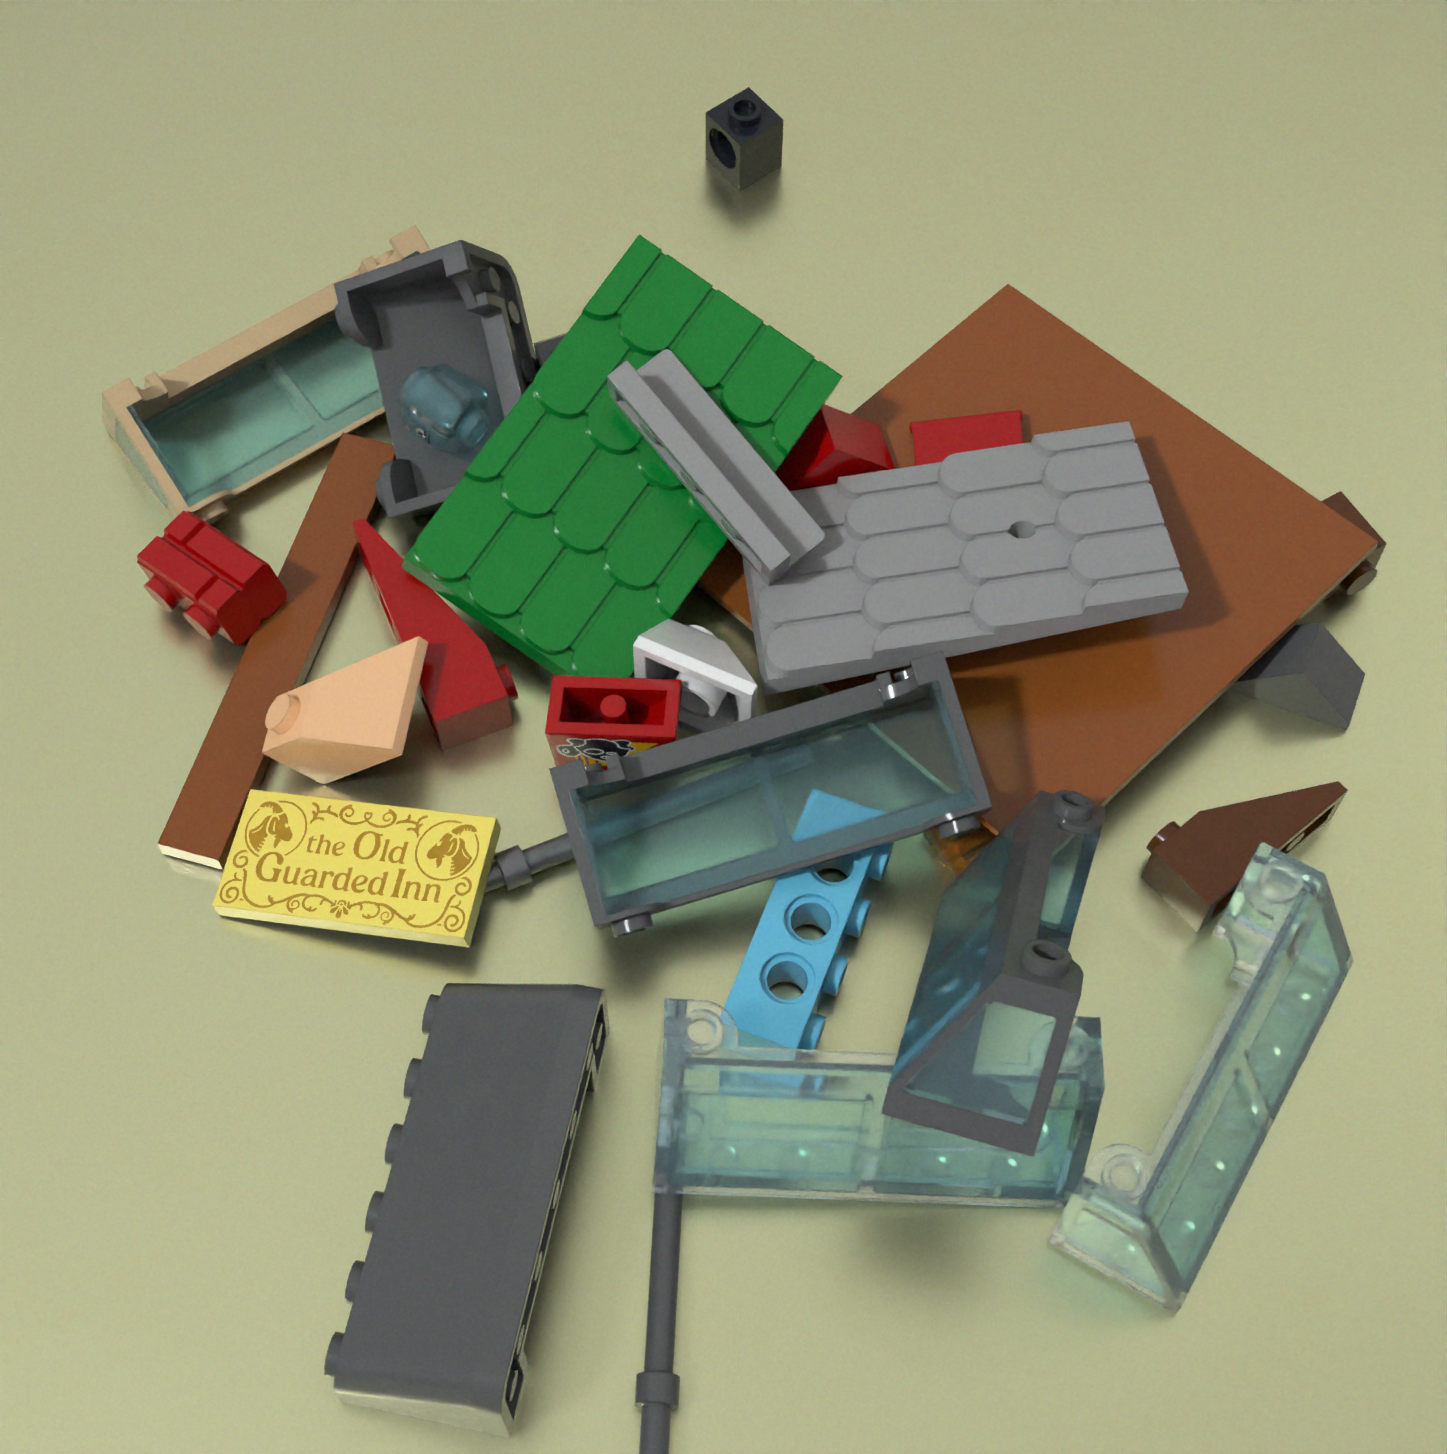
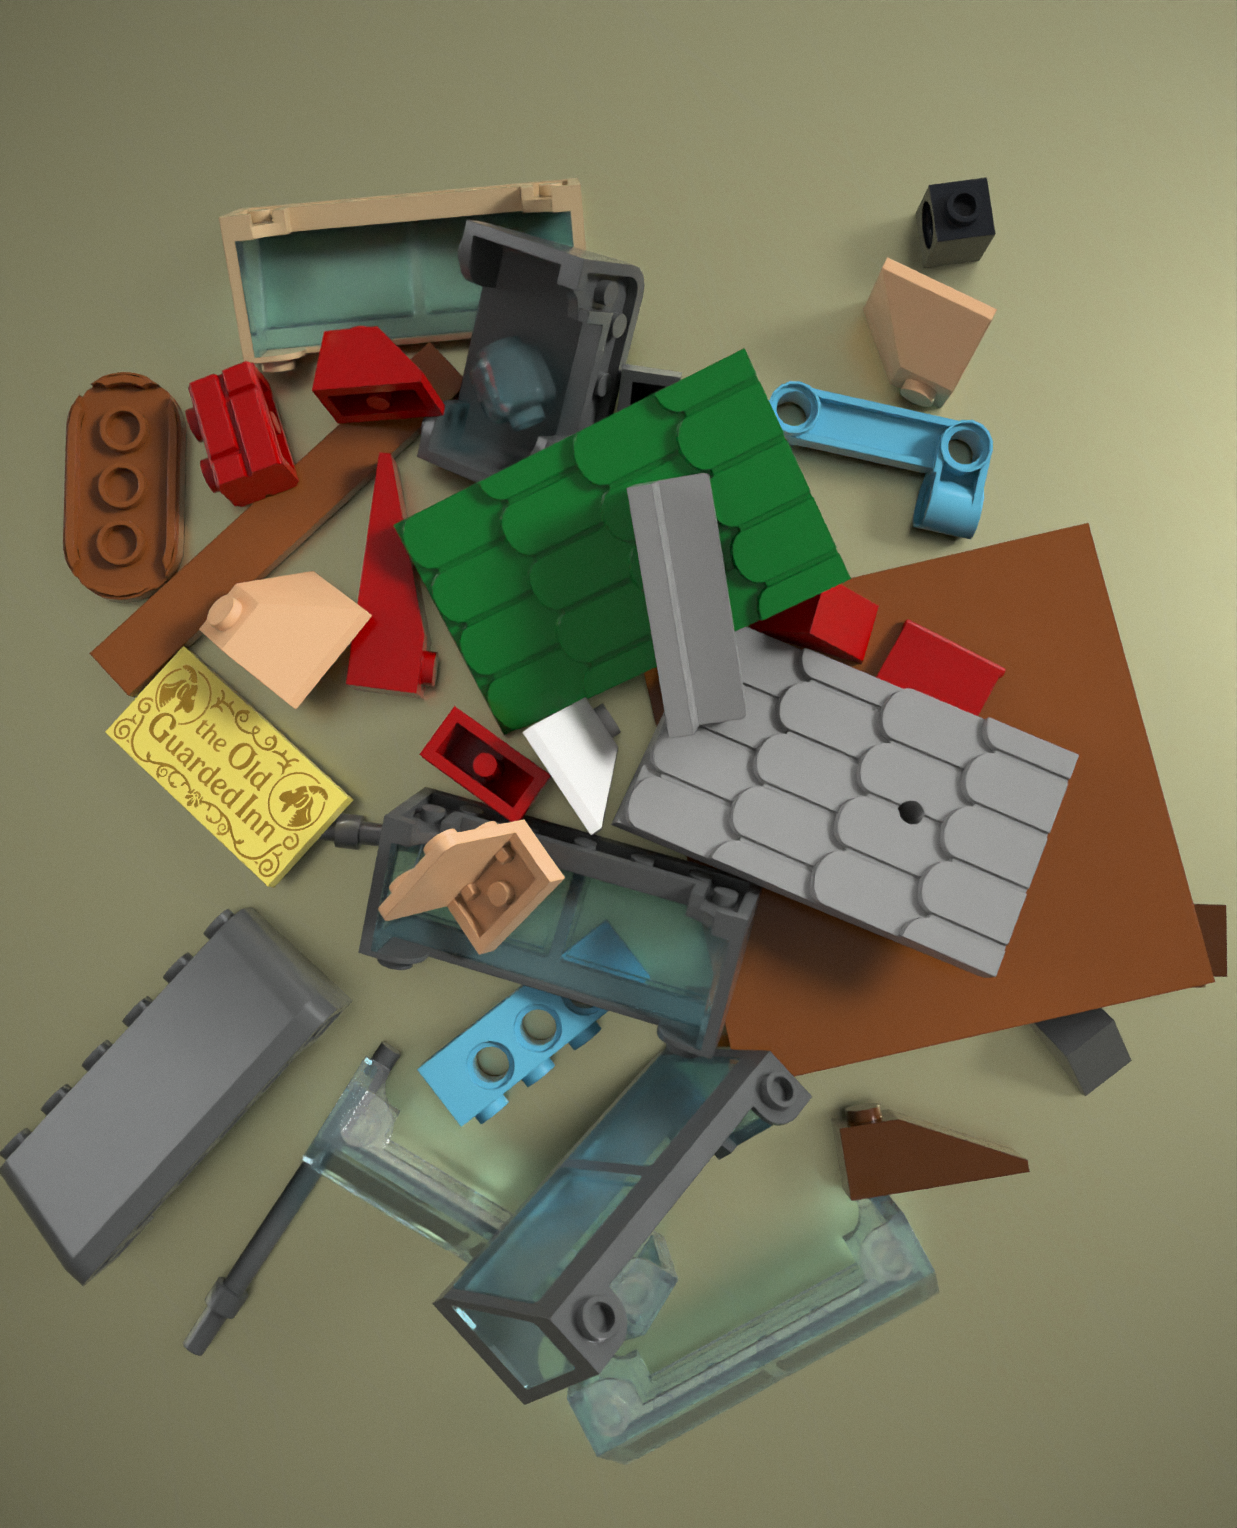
camera: 30 degrees right, 25 degrees up
(114, 693) = (124, 487): none -> dark orange tile
(315, 468) = (370, 379): none -> red slope
(671, 788) = (484, 878): none -> light nougat bracket
(771, 213) = (924, 332): none -> light nougat slope
(853, 295) = (902, 438): none -> medium azure piece

